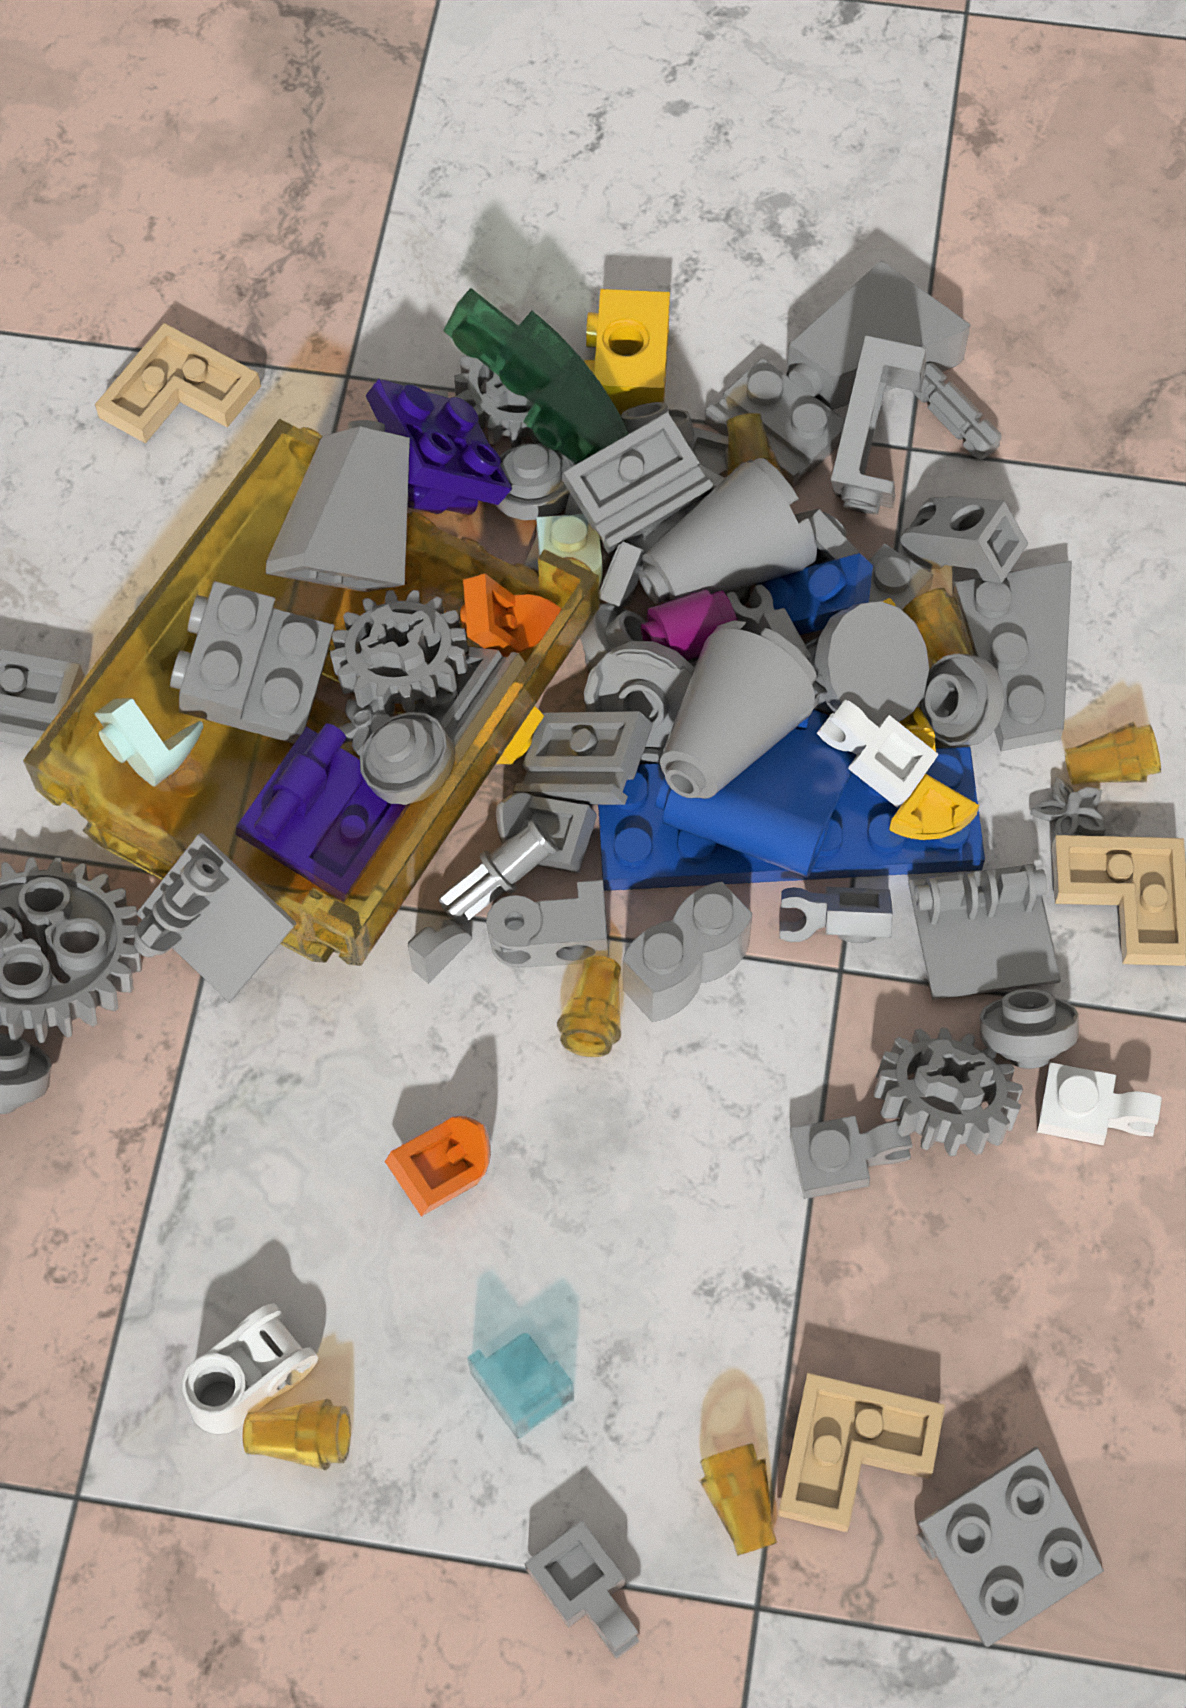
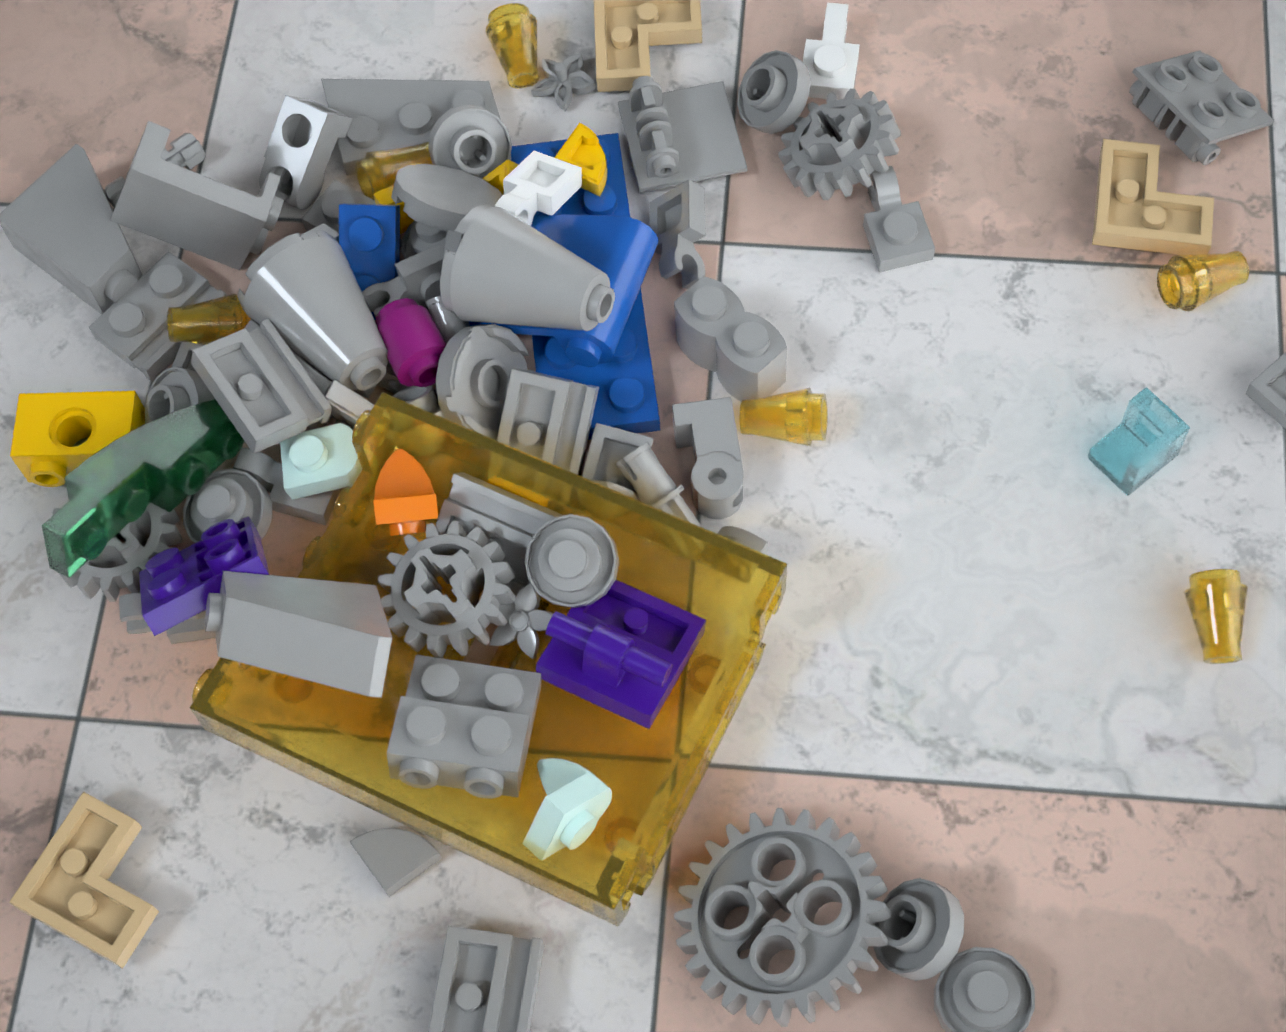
camera: 90 degrees left, 0 degrees up
(212, 919) = (746, 735): light grey hinge -> none
(250, 1367) = (1166, 652): white piece -> none
(441, 1162) = (951, 521): orange plate -> none

